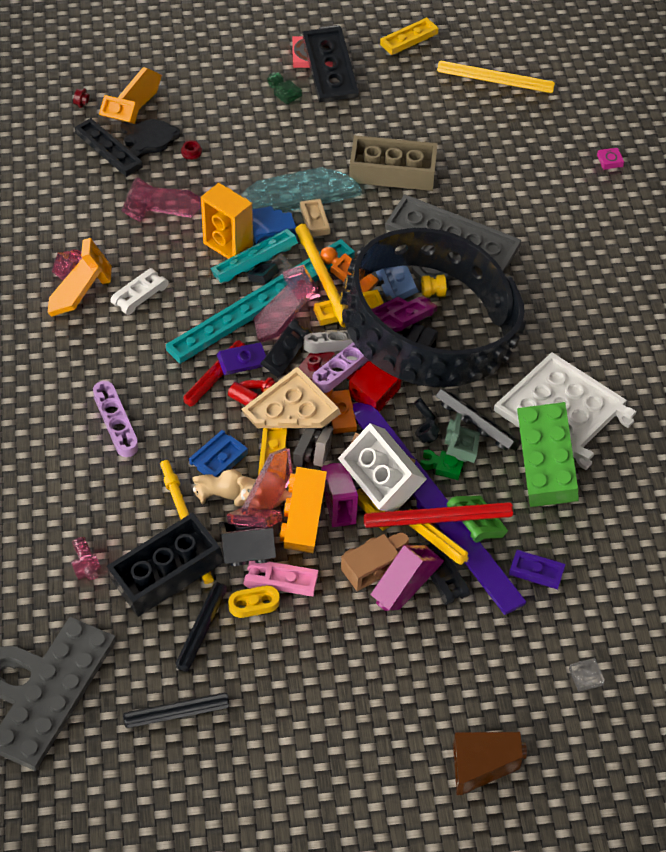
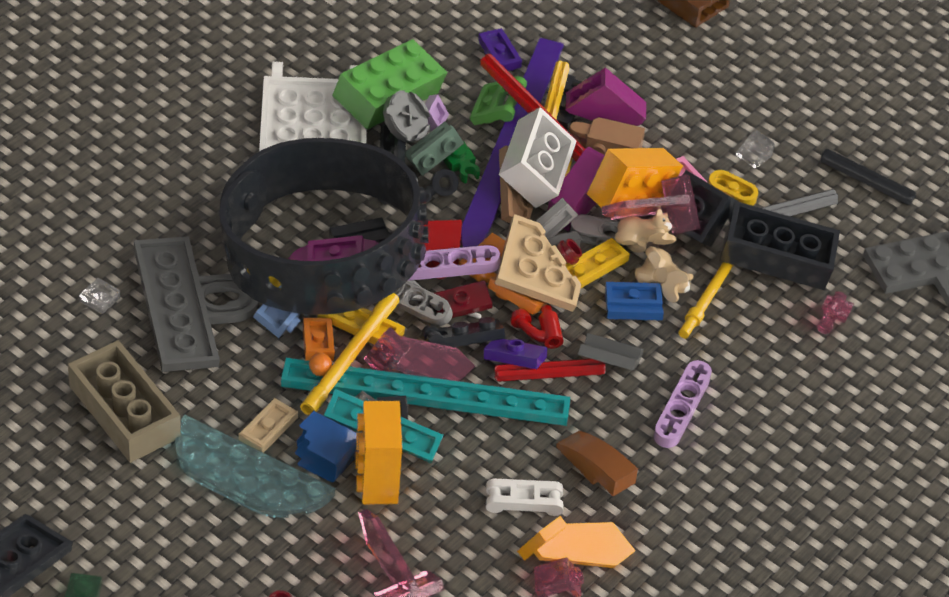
camera: 135 degrees left, 5 degrees down
(121, 337) = (599, 461): none -> dark orange slope
(189, 405) = (611, 351): none -> dark grey slope
(277, 656) = (756, 149): none -> clear slope
(281, 436) = (570, 251): none -> dark red plate
(493, 207) = (100, 295): none -> clear plate
(499, 432) = (406, 116): none -> tile
(502, 474) = (437, 111): none -> lavender tile

